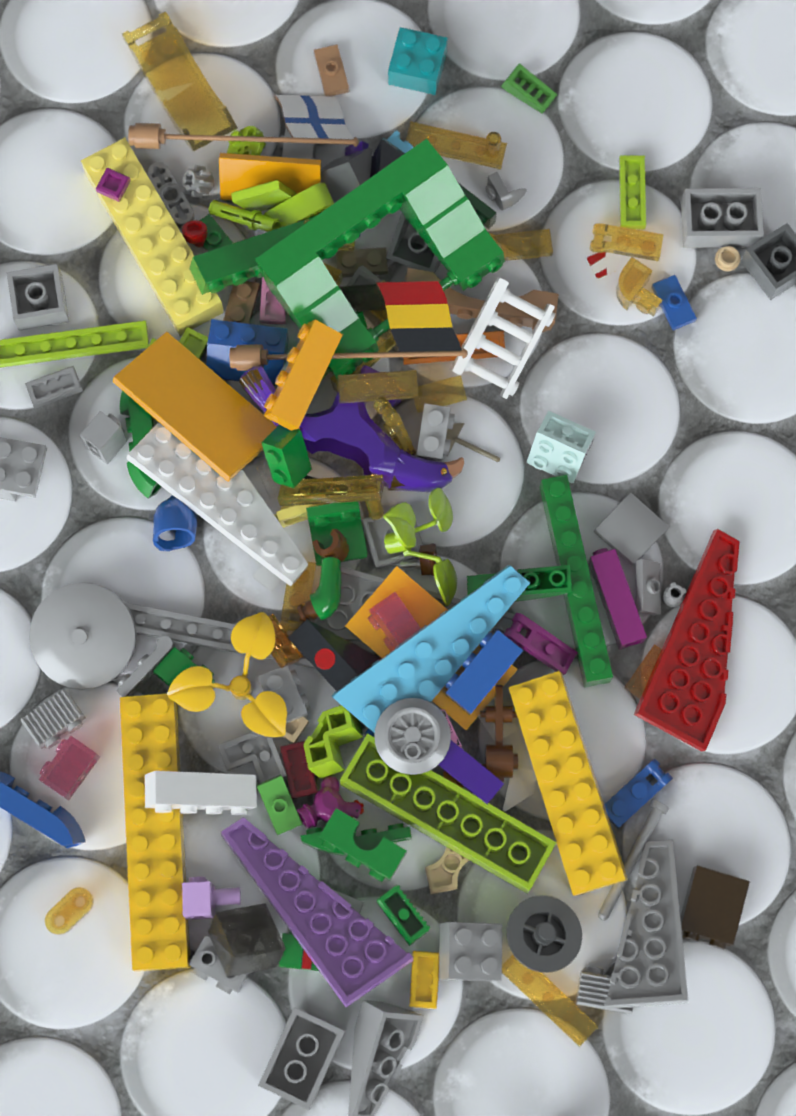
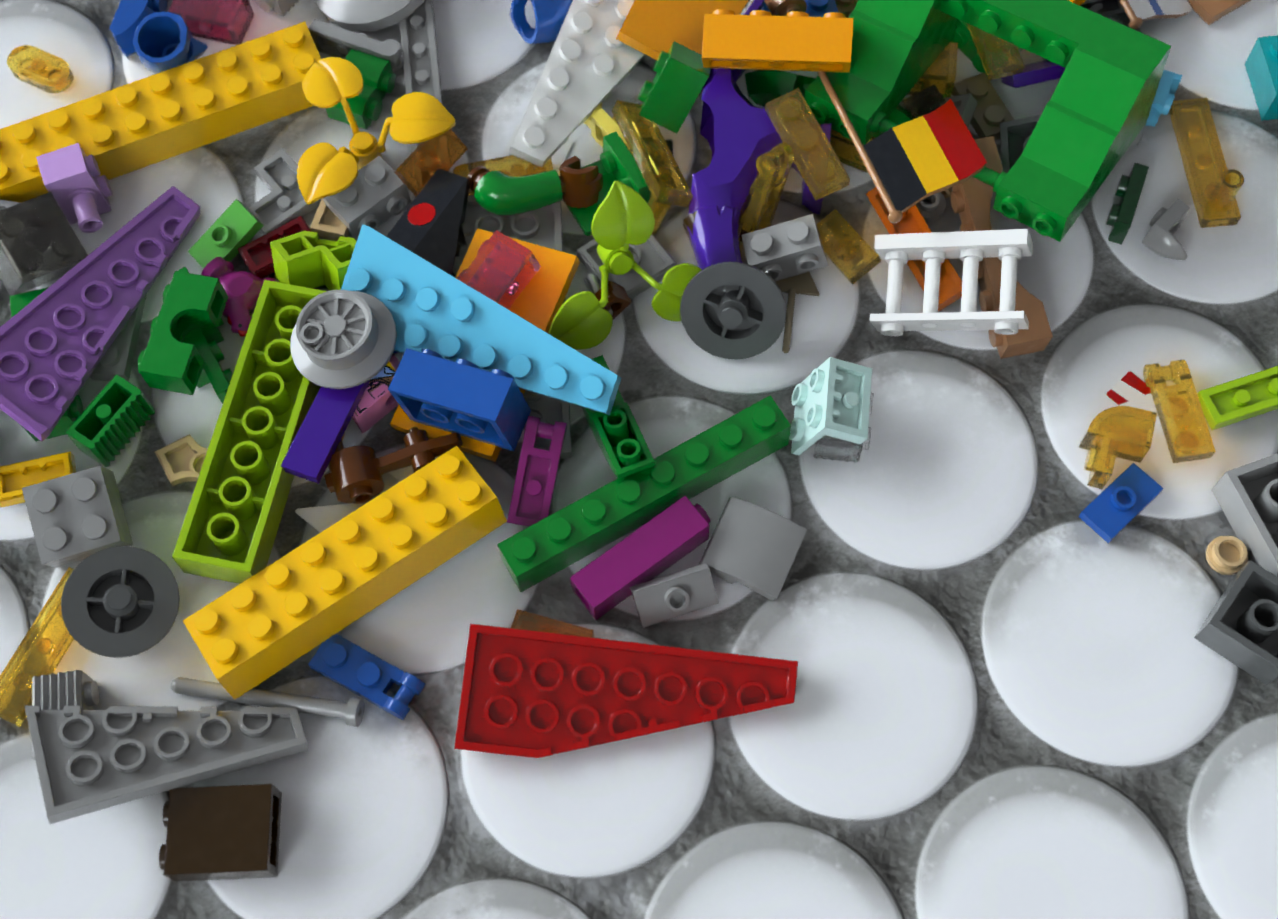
camera: 75 degrees right, 10 degrees down
(101, 804) = (165, 42): none -> blue piece
(200, 791) = (207, 134): white brick -> none
(470, 479) = (733, 310): none -> dark grey wheel
(525, 244) = (1101, 277): clear yellow plate -> none
(671, 601) = (684, 642): light grey hose -> none

